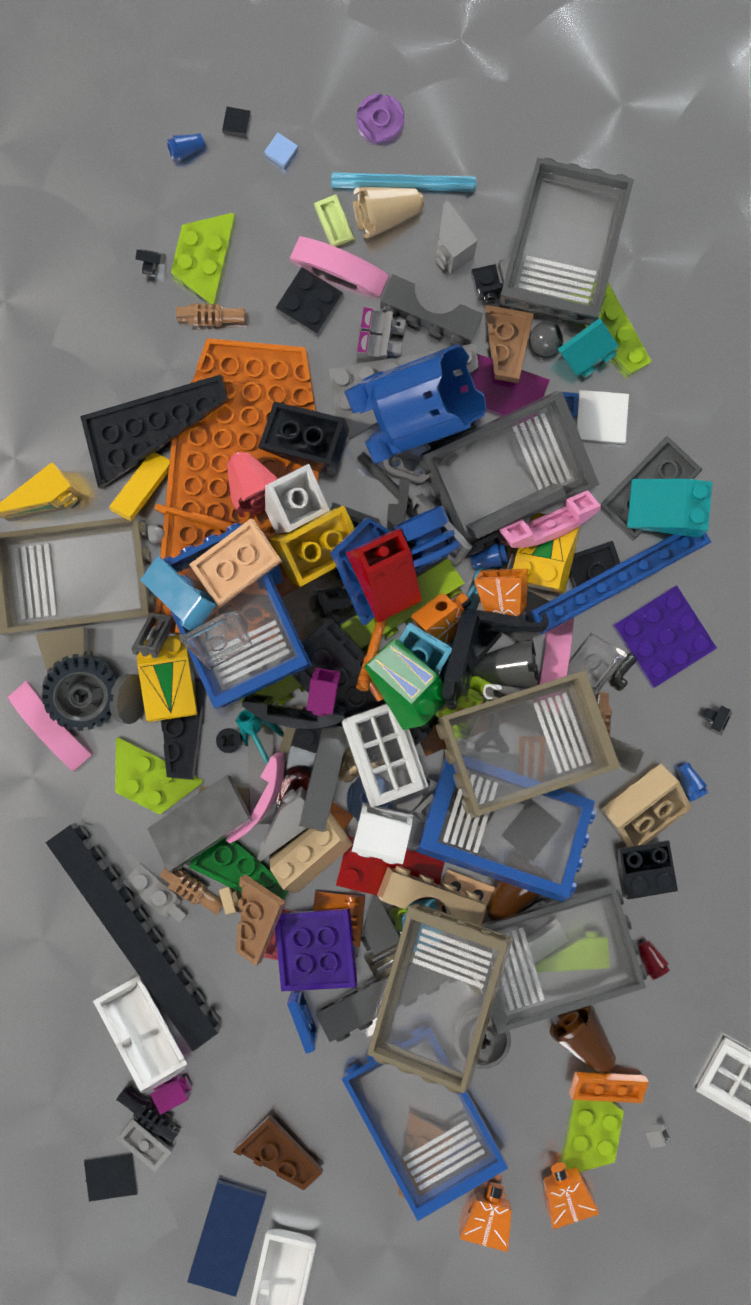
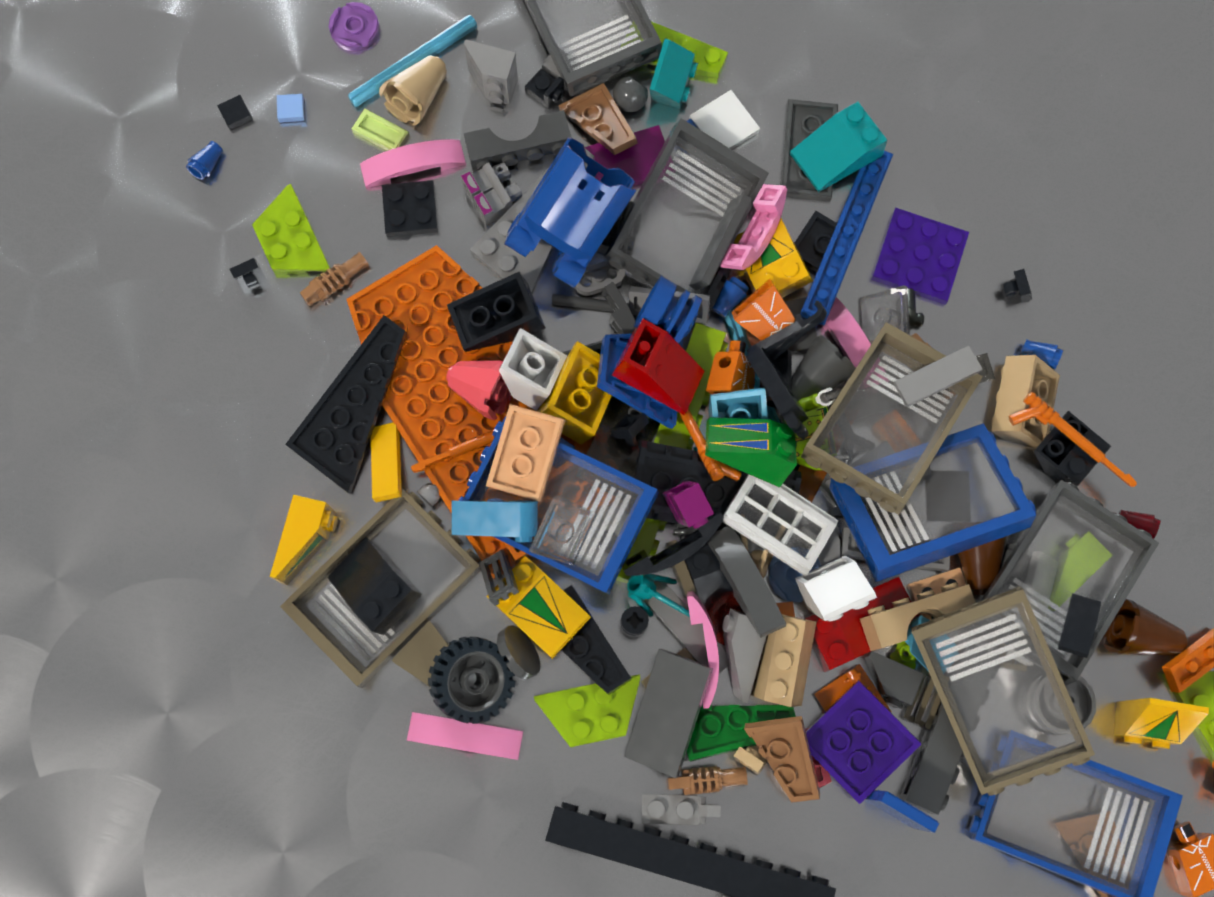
camera: 35 degrees left, 10 degrees down
(61, 572) = (373, 587): none -> black slope
(532, 998) = (1079, 625): none -> black slope
(537, 1104) = (1156, 721): none -> yellow slope
(585, 741) = (937, 376): none -> light grey tile
(646, 831) = (1046, 414): none -> orange piece

